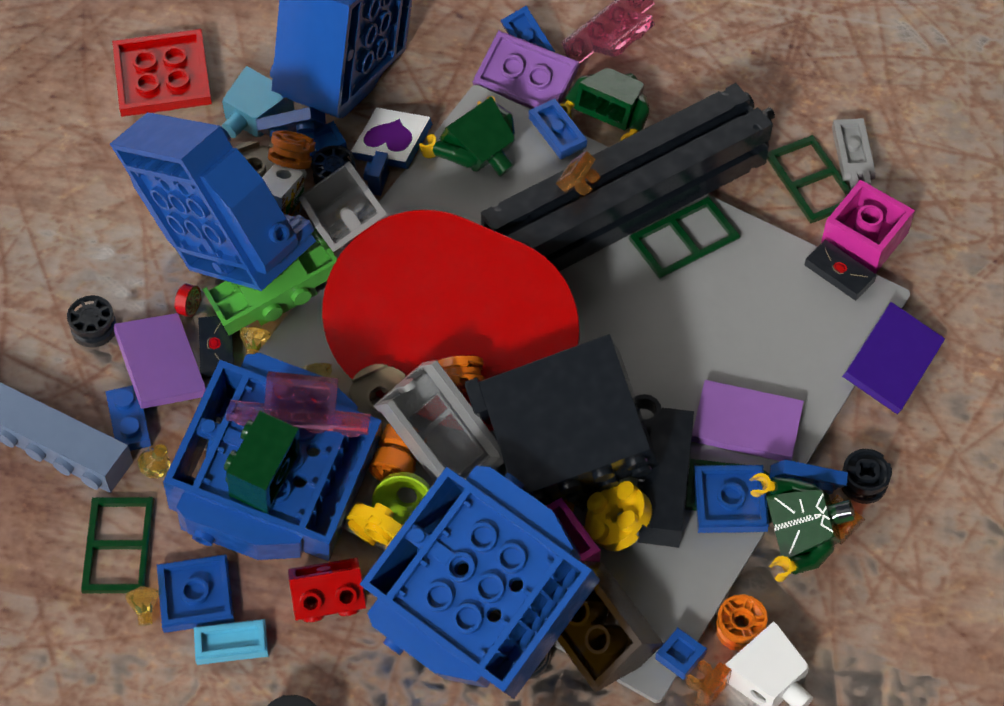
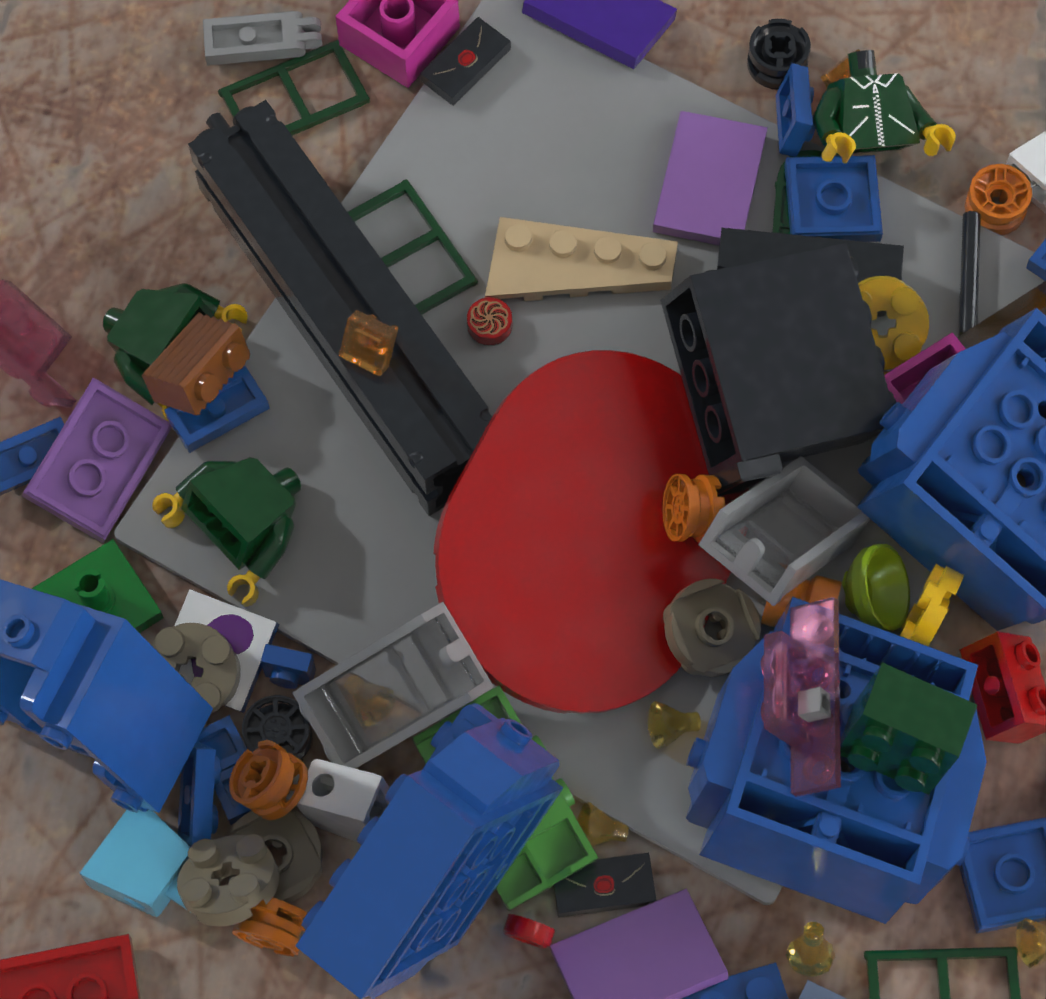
camera: 90 degrees left, 10 degrees up
(244, 126) = (218, 858): none -> dark tan plate
(287, 408) = (814, 704): none -> light grey piece
(369, 108) = (212, 655): none -> dark tan plate
(430, 81) = (106, 584): none -> green tile
(582, 108) = (197, 364): none -> dark orange brick
(626, 281) = (489, 321): none -> tile
(672, 593) = (969, 271): none -> black bar
(675, 328) = (558, 259): none -> tan wing

